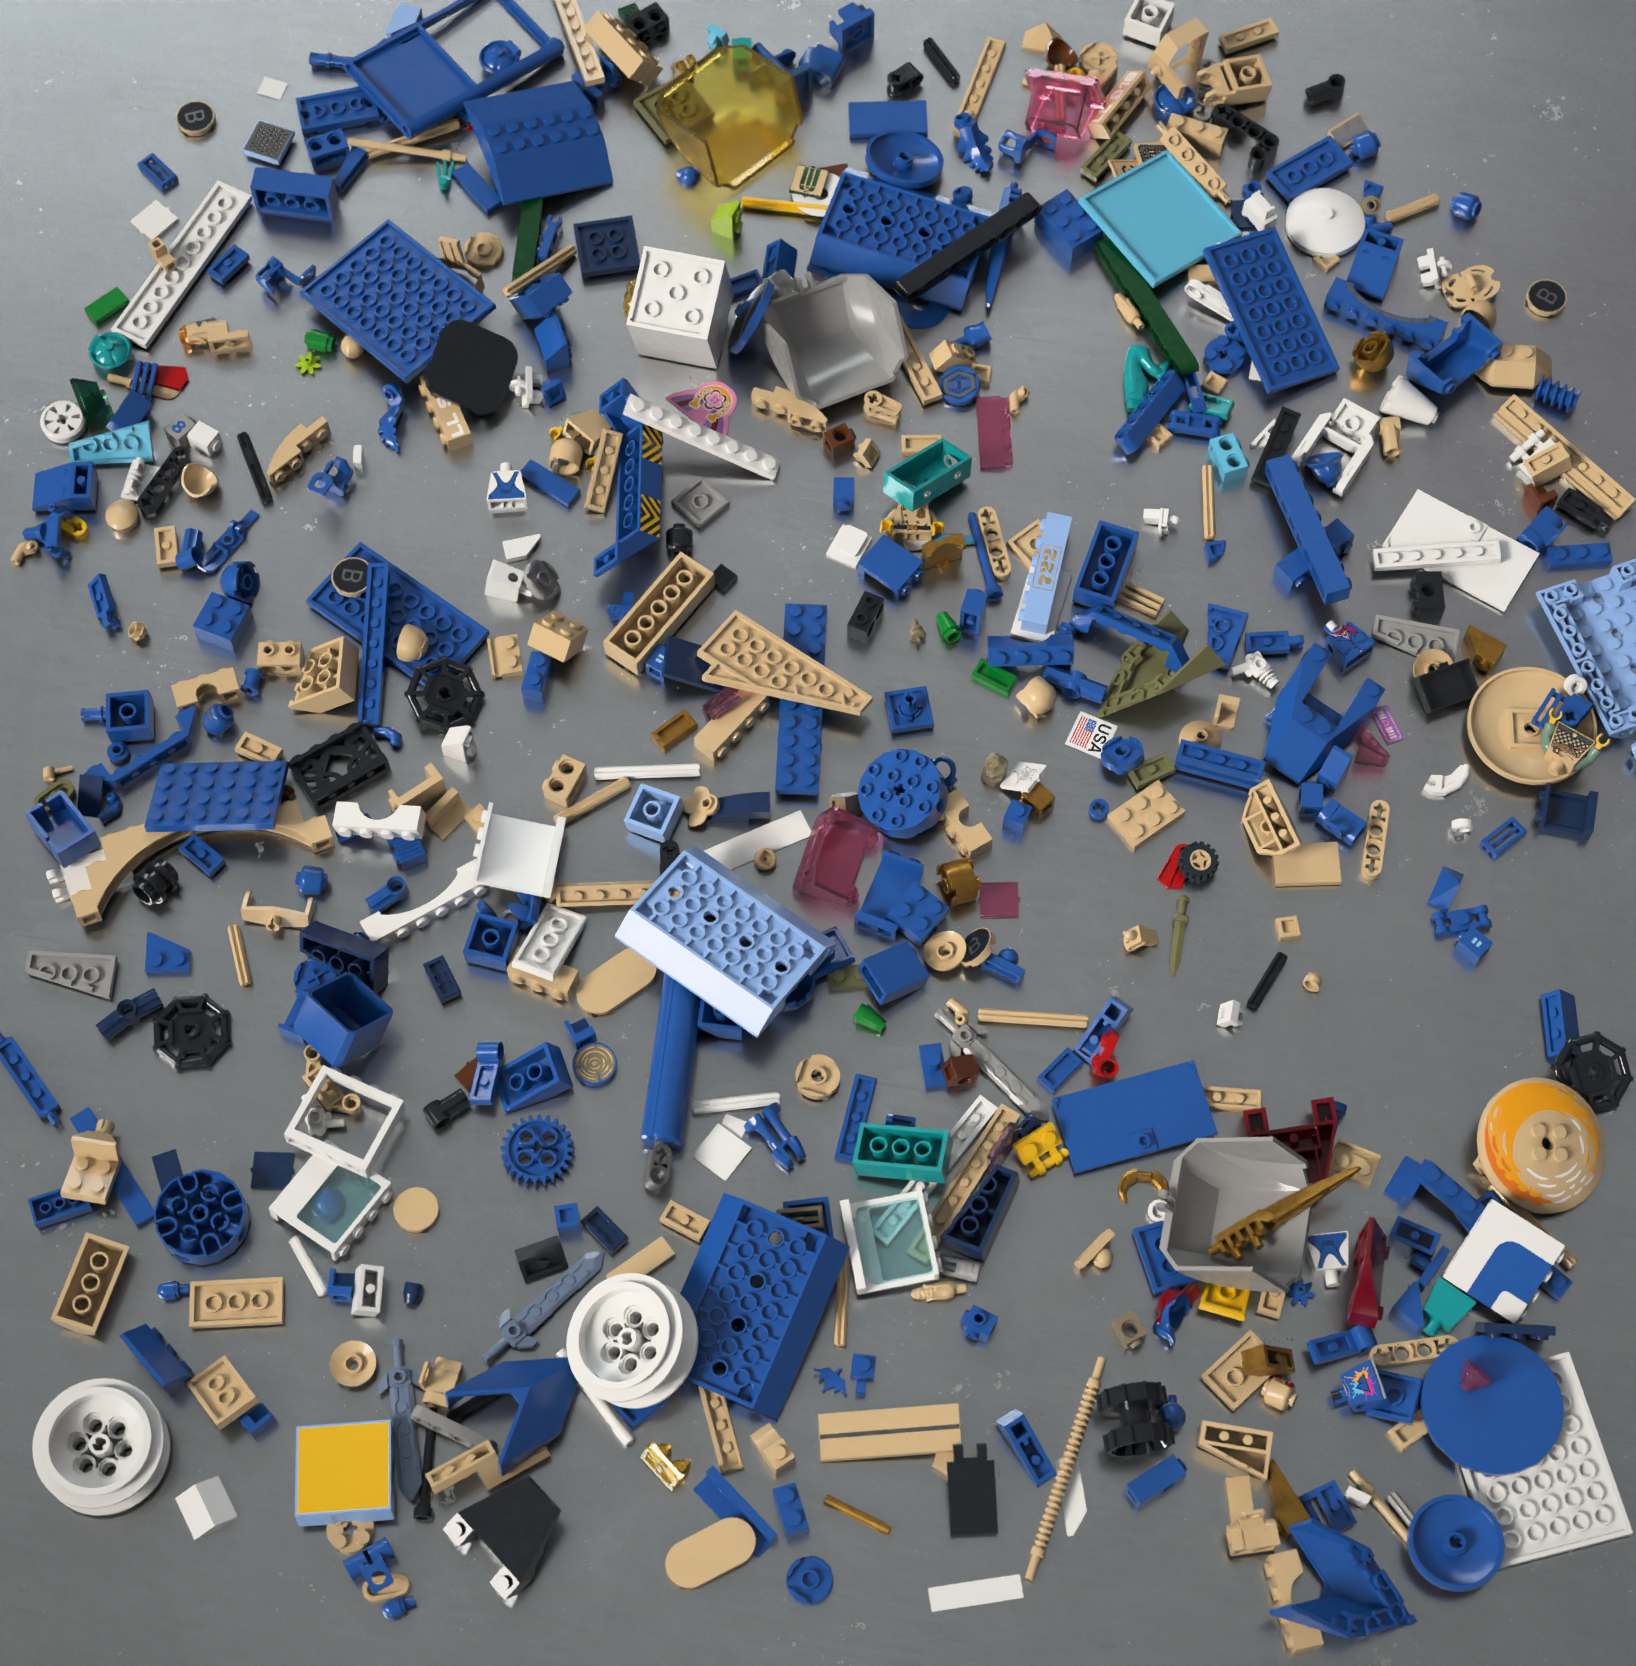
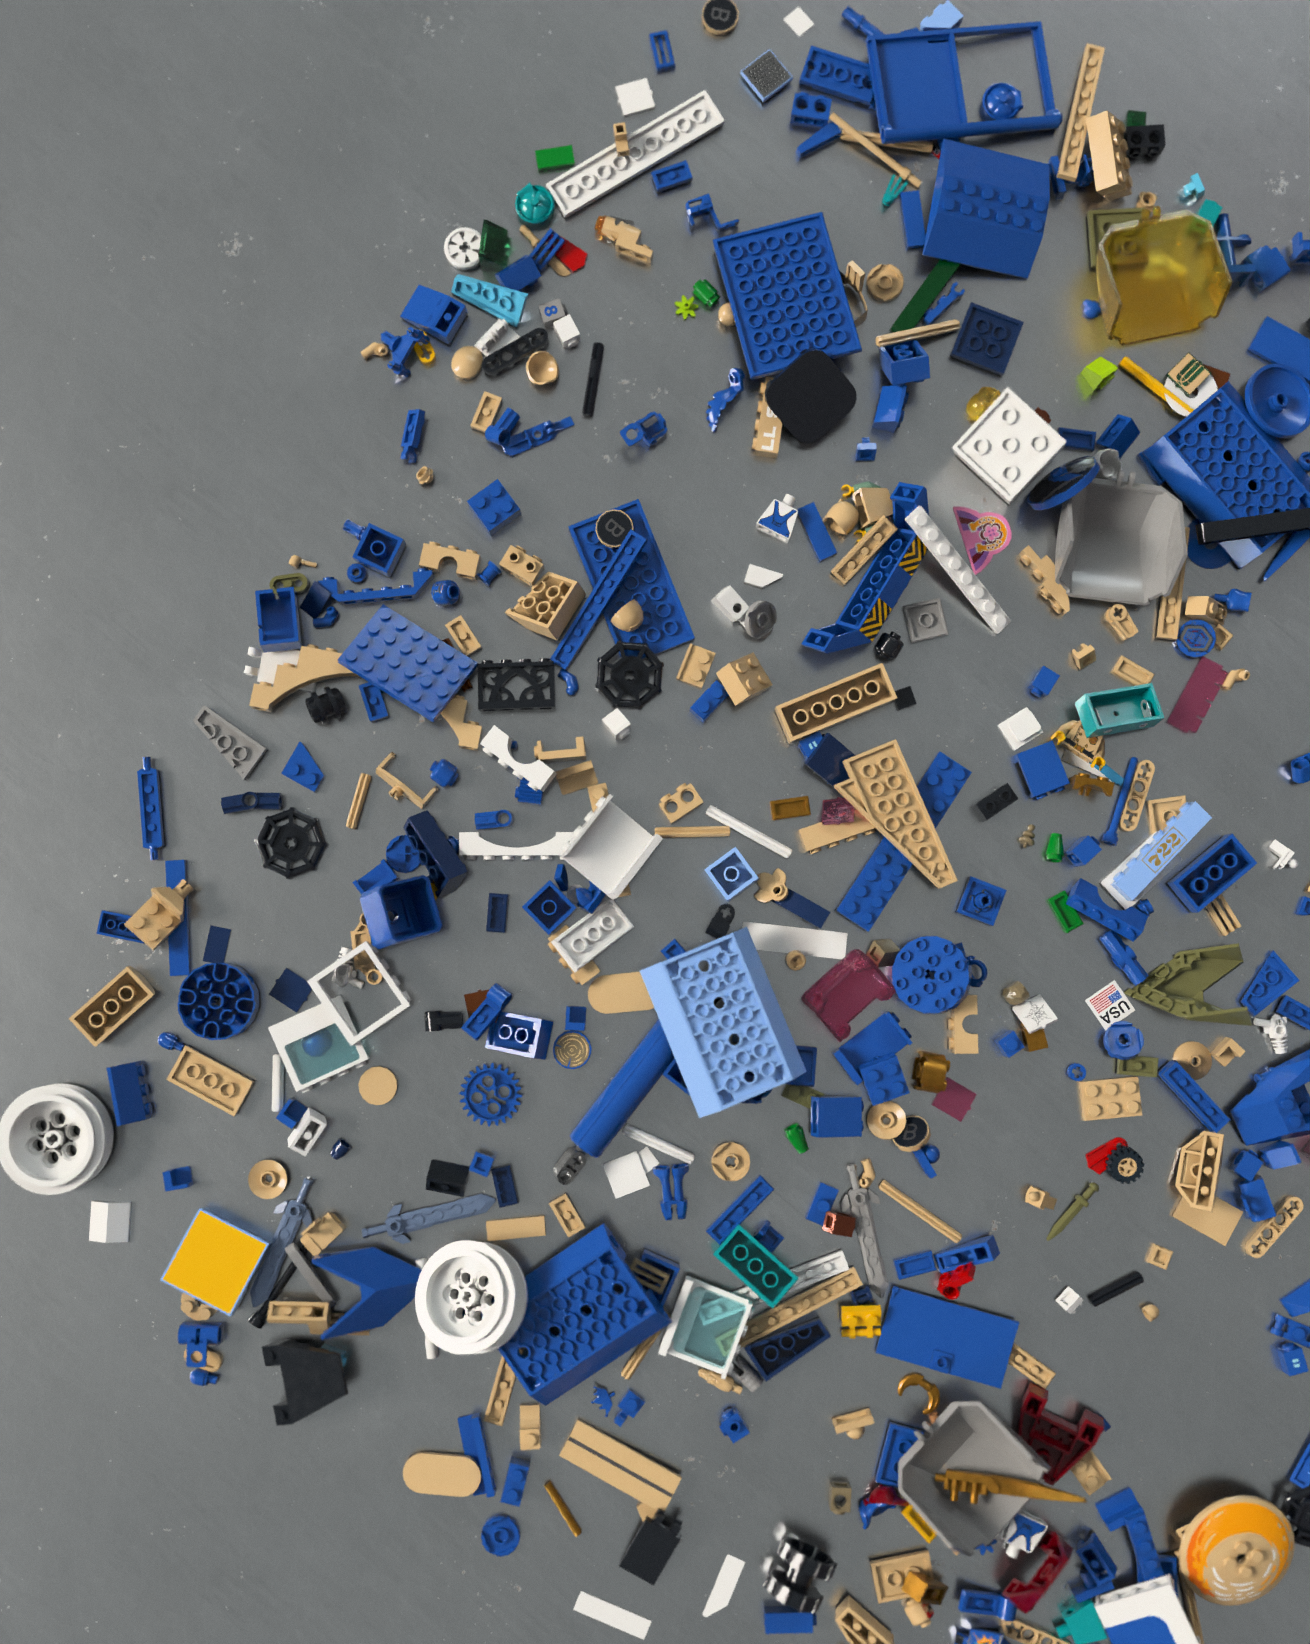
camera: 30 degrees right, 20 degrees up
(222, 1392) = (162, 1147): tan plate -> none
(240, 581) = (525, 480): blue cylinder -> none
(289, 453) = (624, 385): tan slope -> none
(294, 193) = (759, 140): blue brick -> none
(358, 459) = (677, 422): white tile -> none
(524, 386) = (845, 432): white hips -> none
(603, 893) = (662, 920): tan plate -> none
(619, 611) = (810, 684): blue piece -> none
(658, 1461) = (447, 1398): clear yellow tile -> none
(837, 447) = (1061, 634): reddish brown brick -> none
(1002, 1147) = (832, 1307): clear purple tile -> none
(1026, 1446) = (711, 1535): blue slope -> none
(1038, 697) = (1087, 953): tan helmet -> none
(1038, 1550) = (673, 1615): tan hose -> none
(1144, 632) = (1199, 941): blue slope -> none
(1153, 1213) = (917, 1417): white tile -> none
(1172, 1413) = (834, 1583): blue piece -> none
(1409, 1308) = (1057, 1606): blue slope -> none

